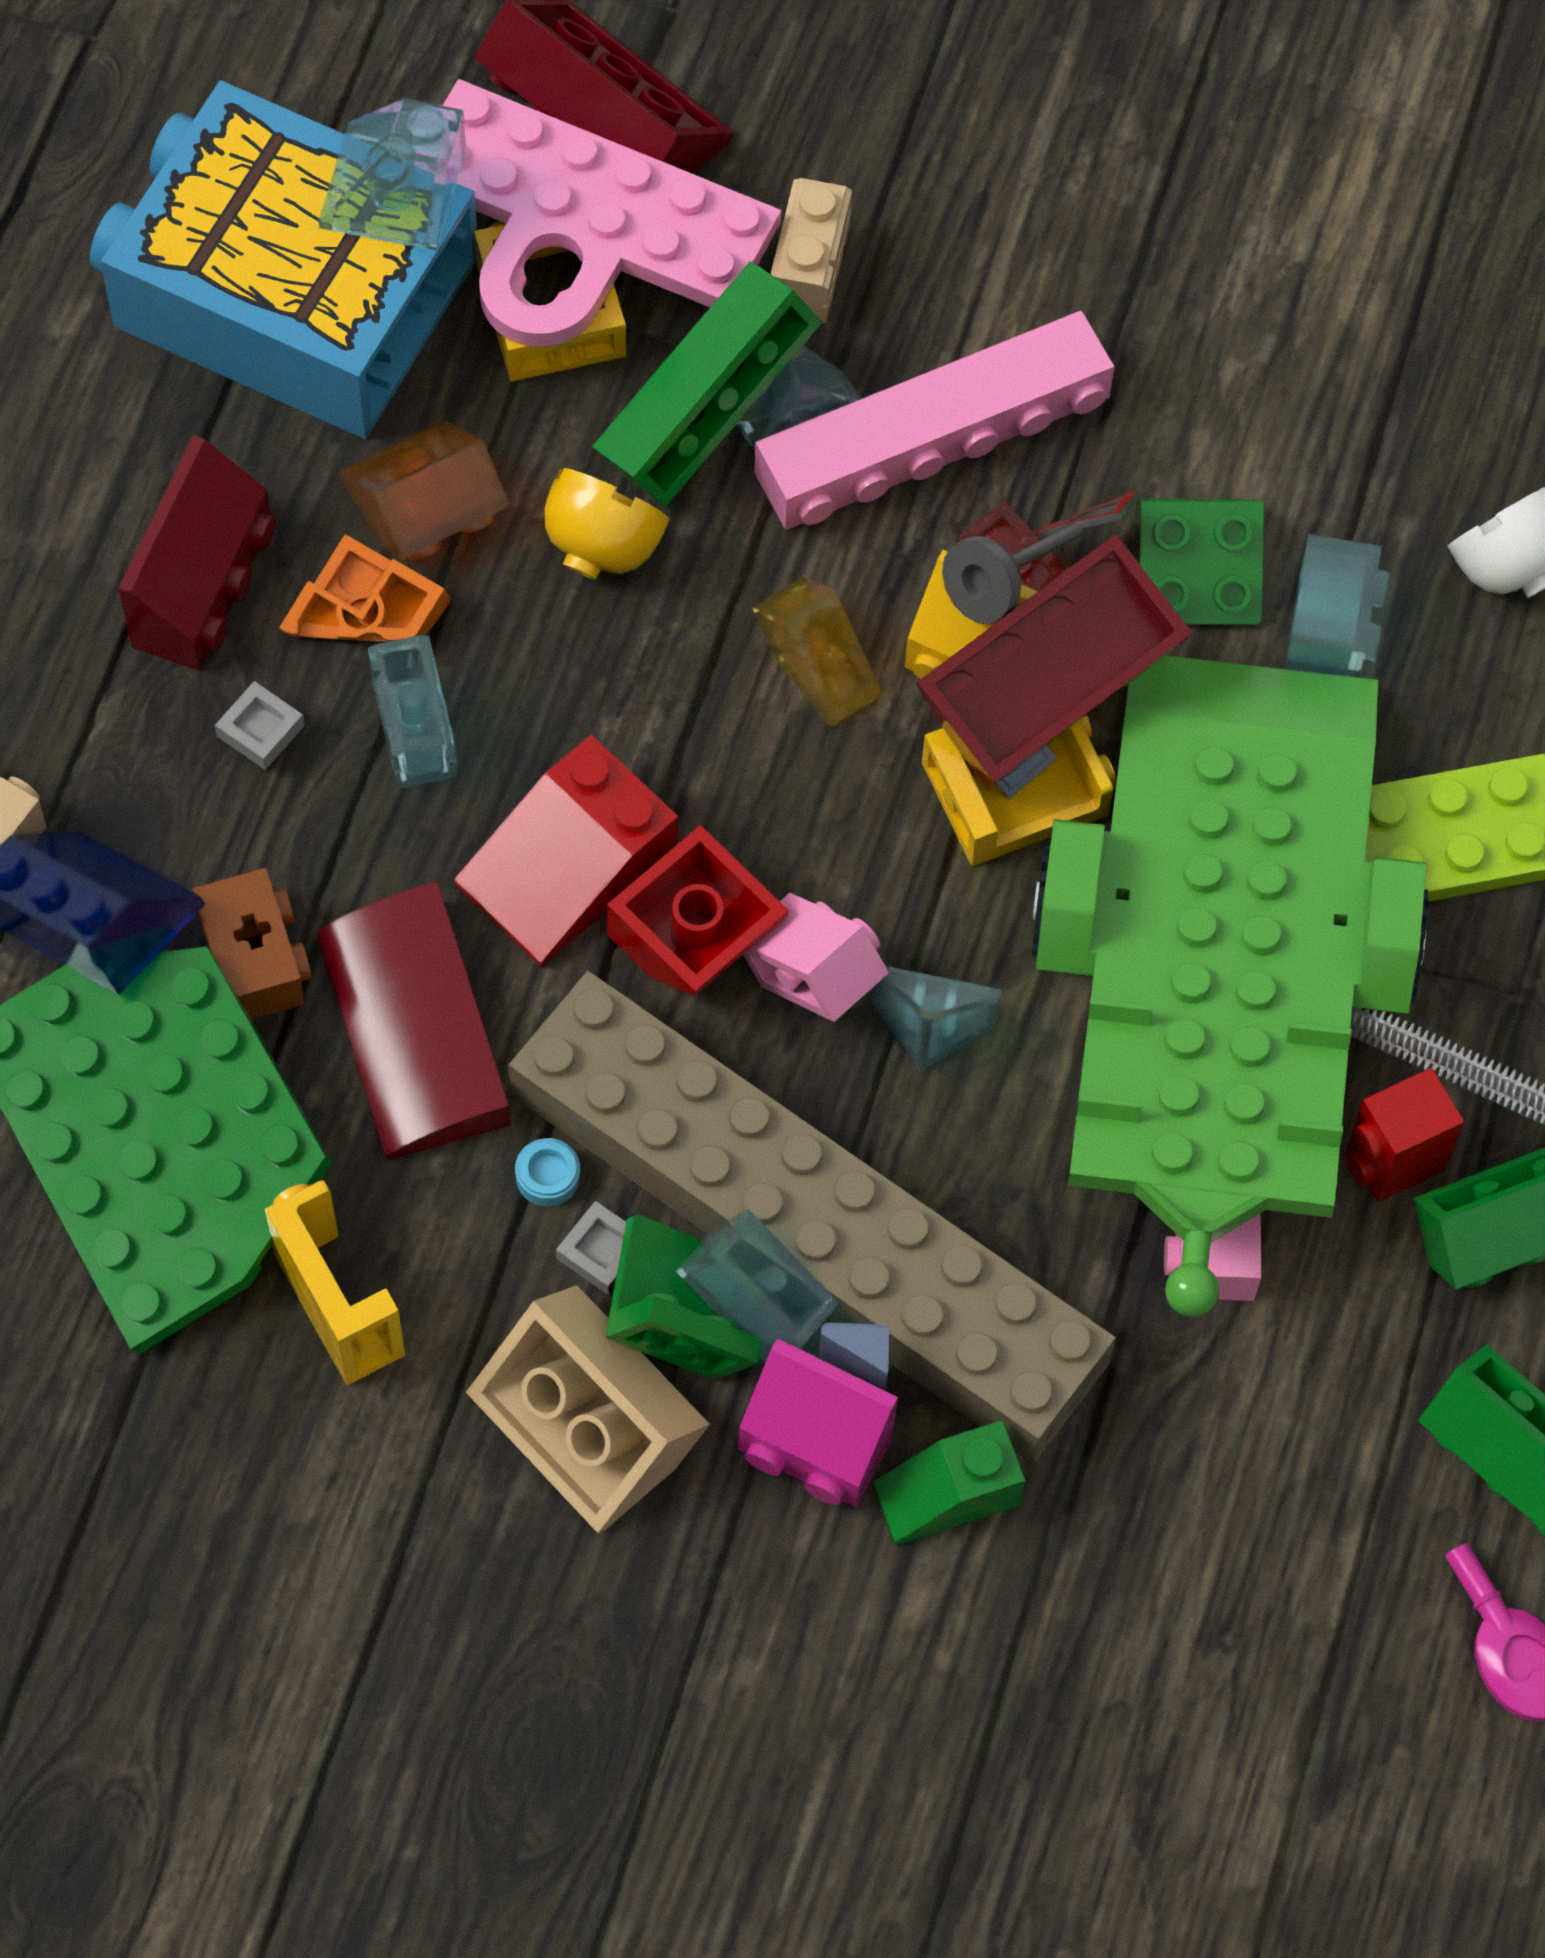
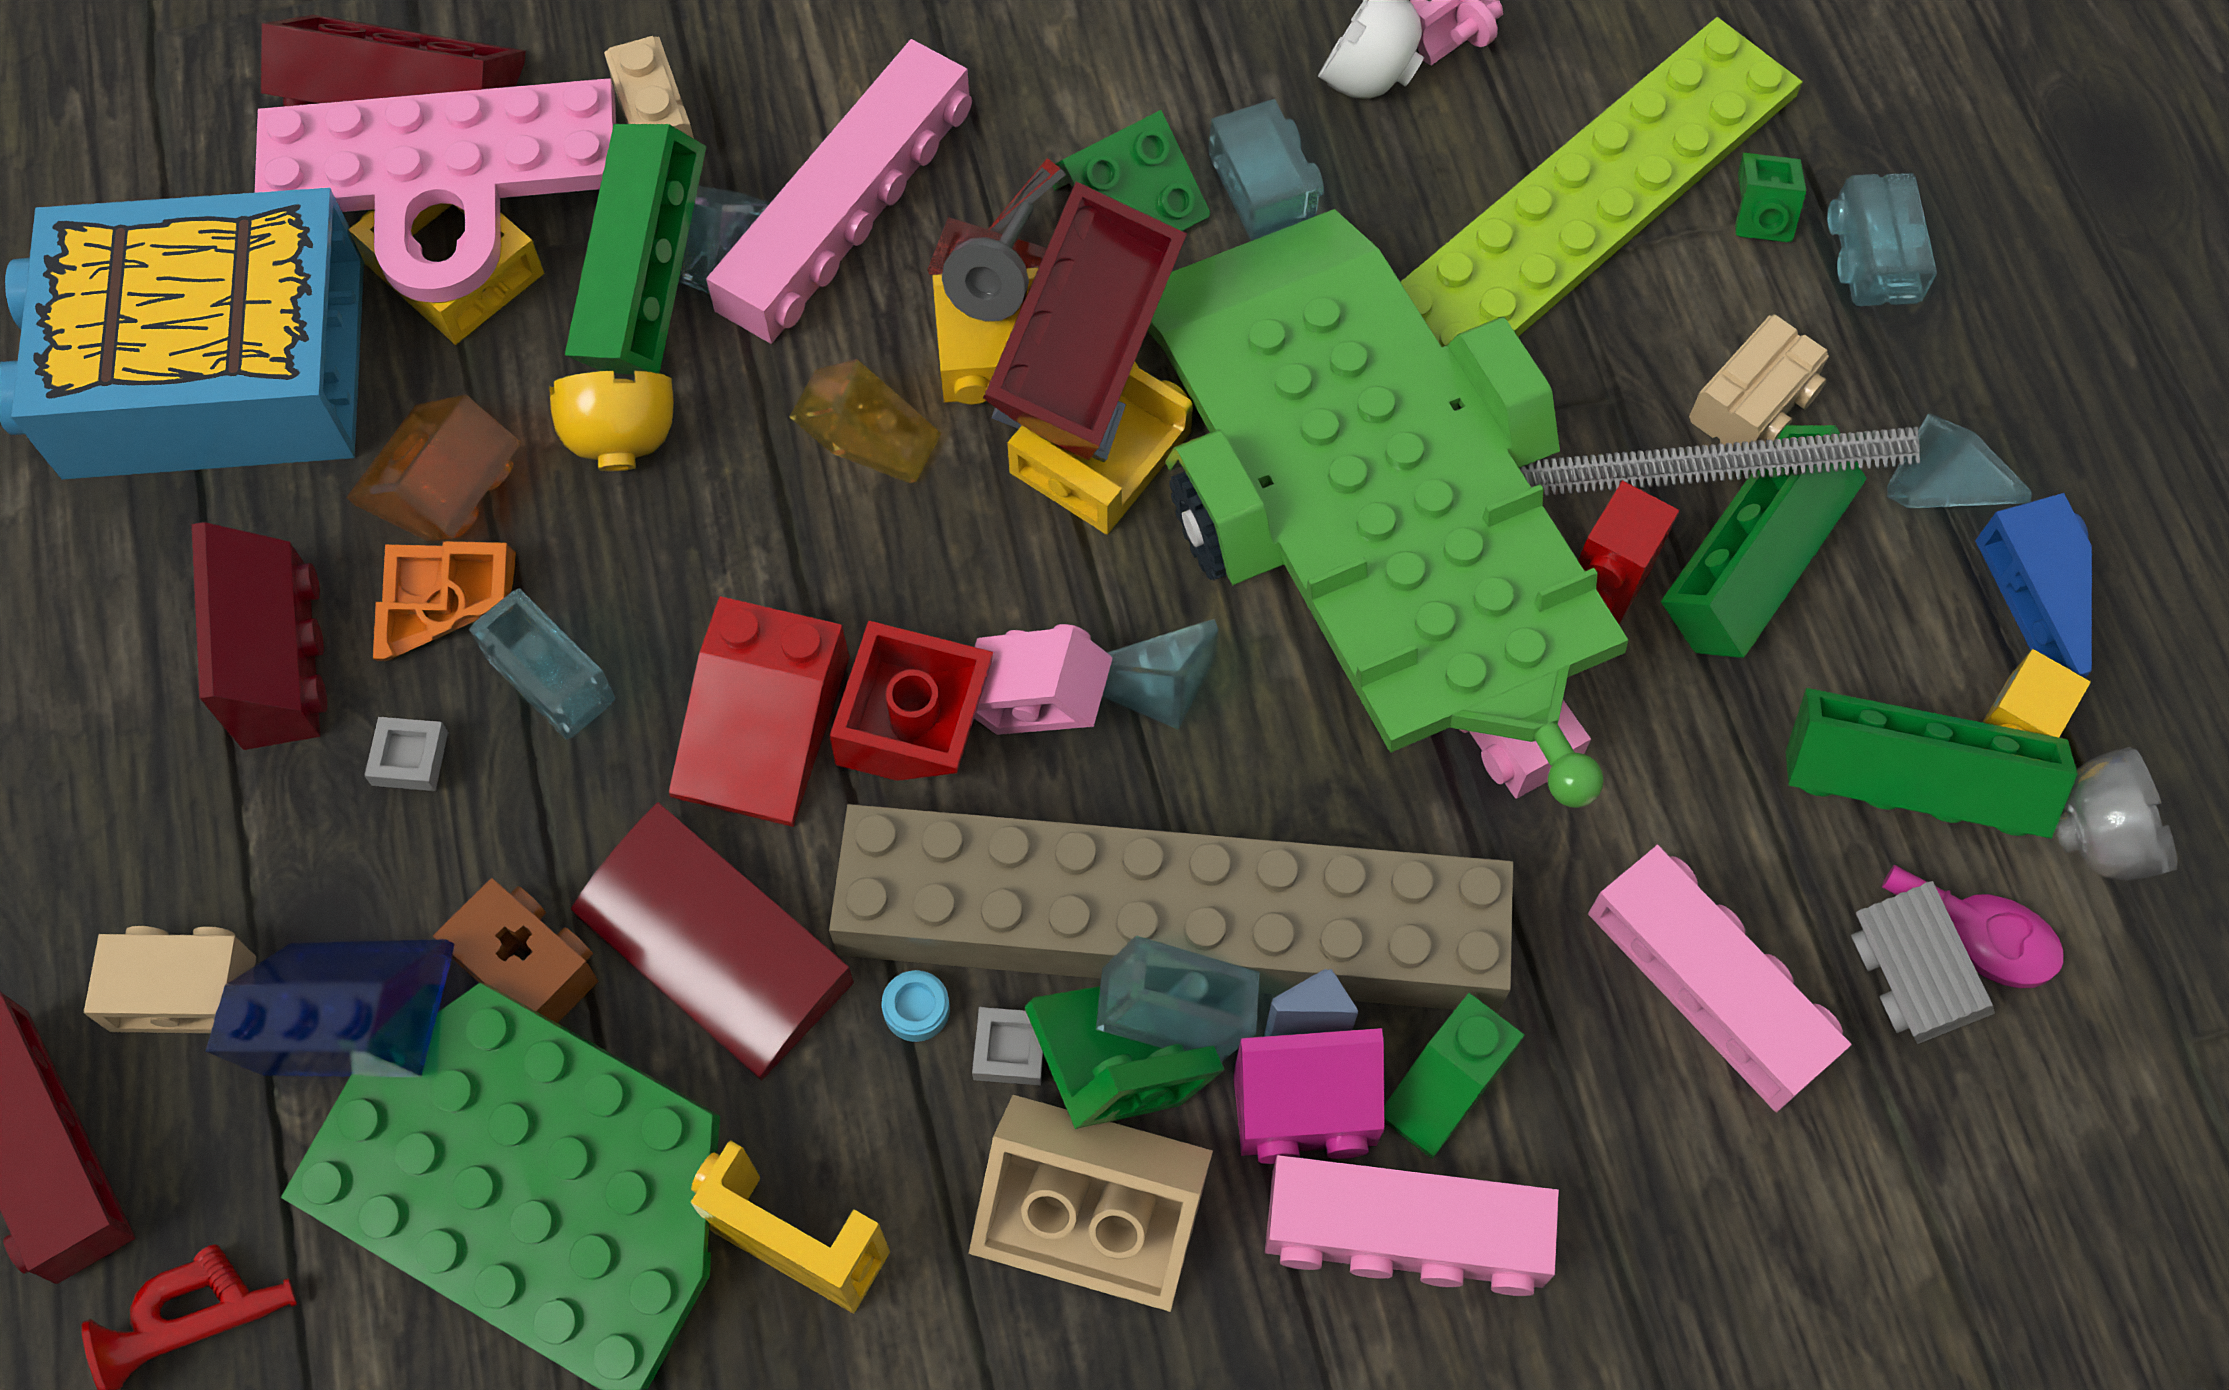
camera: 30 degrees left, 0 degrees up
(397, 174) = (249, 202): clear light blue slope -> none
(835, 1579) = (1412, 1224): none -> bright pink brick
(1238, 1540) = (1719, 977): none -> bright pink brick
(1422, 1632) = (1923, 963): none -> light grey brick

